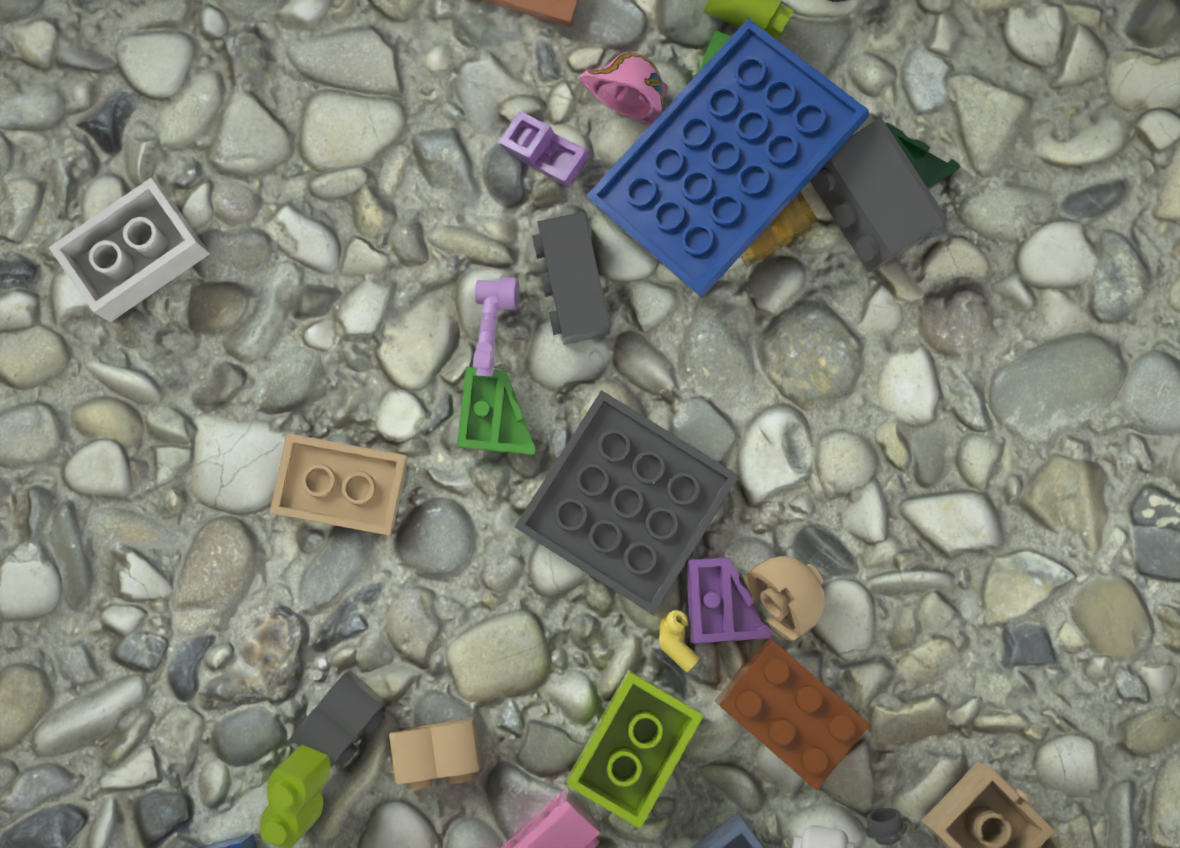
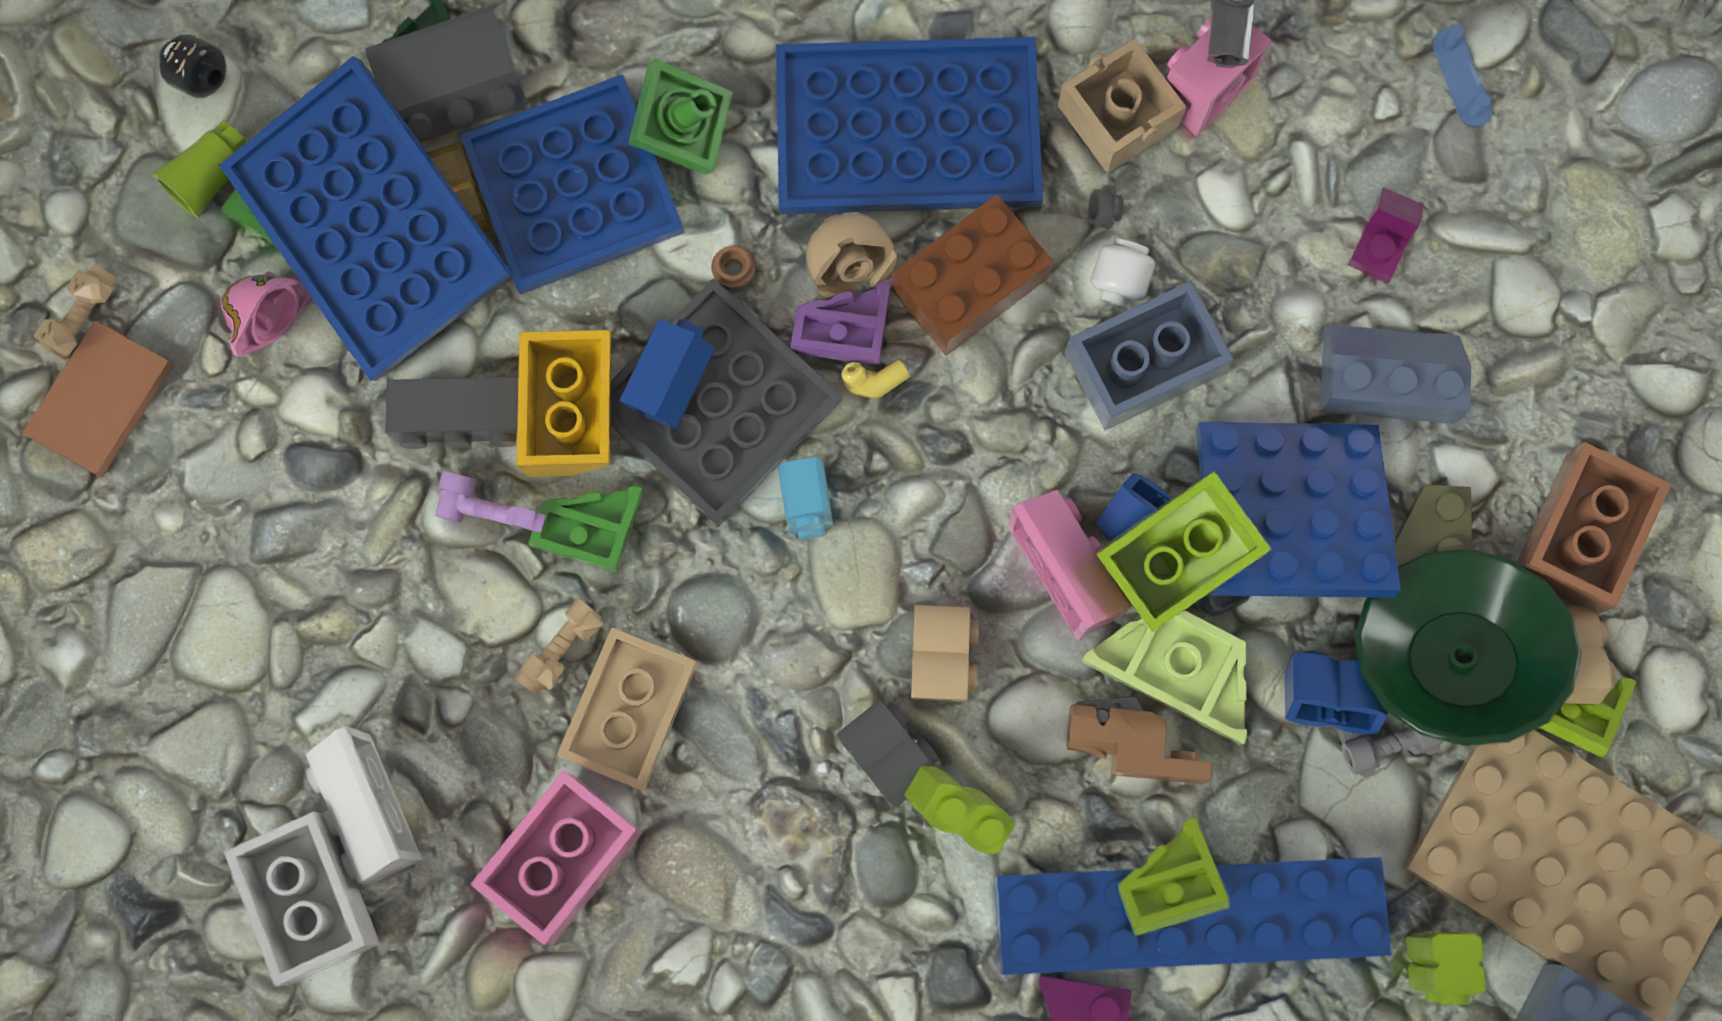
camera: 75 degrees left, 5 degrees down
(197, 455) = (556, 858): none -> bright pink brick
(214, 282) = (361, 806): none -> white slope
(359, 406) = (544, 670): none -> tan piece
(543, 149) = (305, 420): medium lavender slope -> none
(547, 604) = (805, 497): none -> medium azure brick
(595, 370) = (564, 402): none -> yellow slope
(634, 748) = (975, 439): lime brick -> none
(636, 456) = (668, 372): none -> blue brick
(767, 485) = (730, 255): none -> medium nougat plate
(803, 329) = (570, 185): none -> blue plate
(885, 413) = (680, 117): none -> bright green plate
(927, 626) = (907, 125): none -> blue plate

